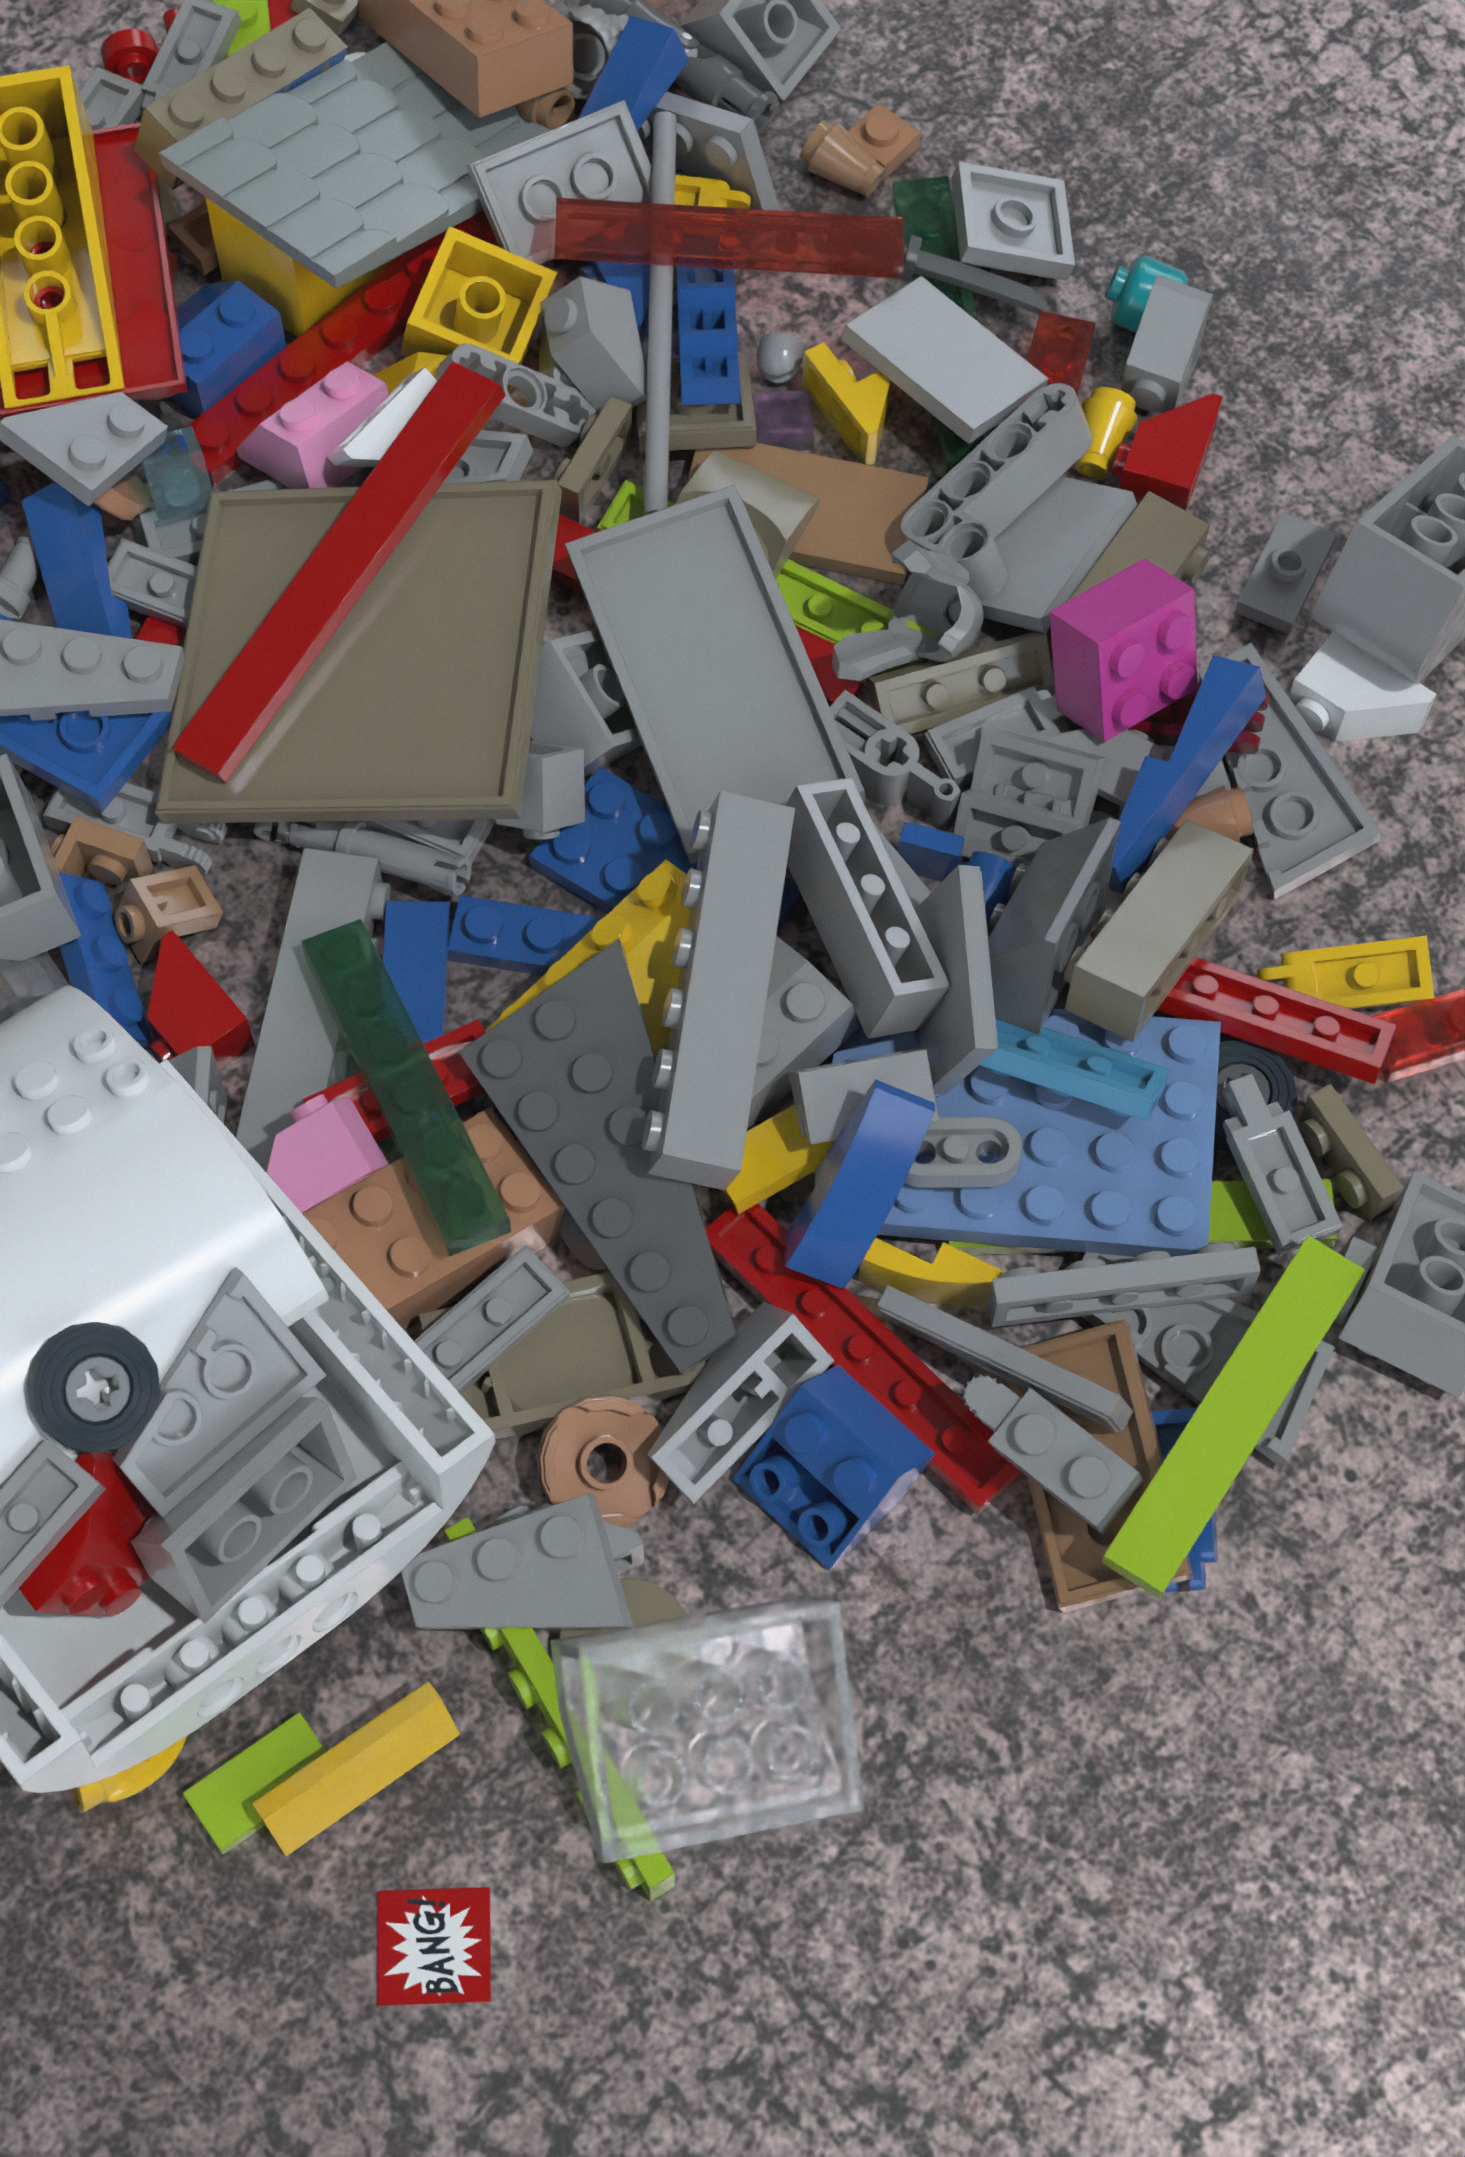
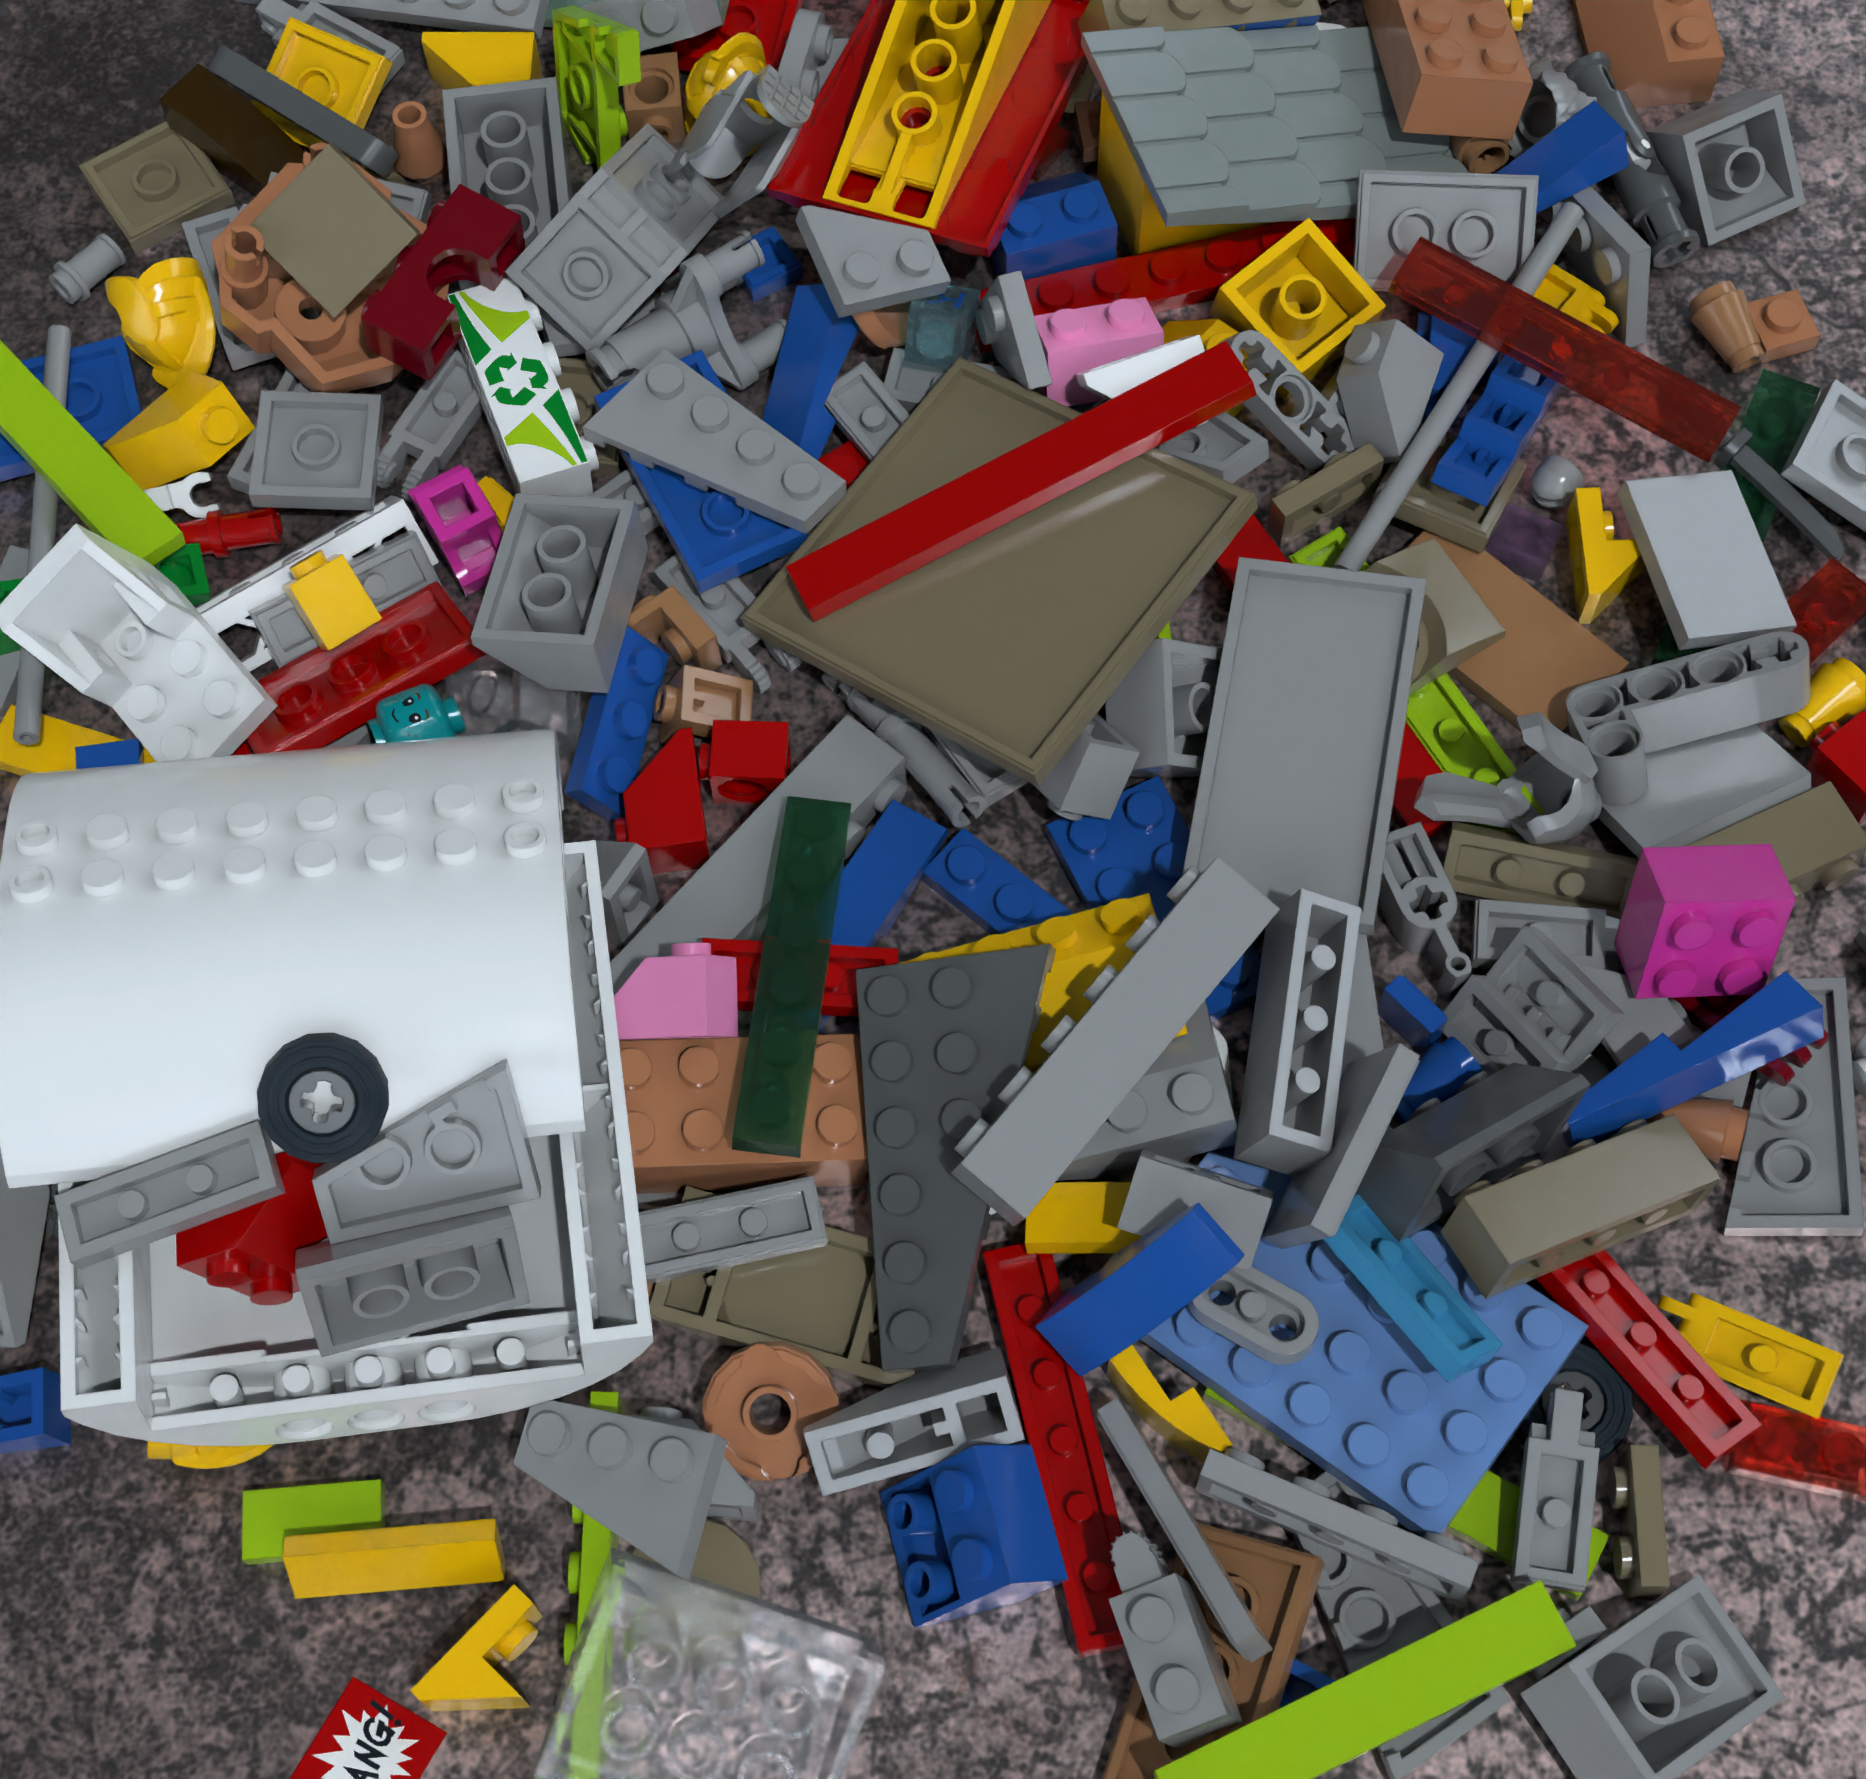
camera: 35 degrees right, 0 degrees up
(236, 935) = (745, 760): none -> red brick
(248, 447) = (1011, 329): none -> light grey wing
(484, 1823) = (467, 1673): none -> yellow slope

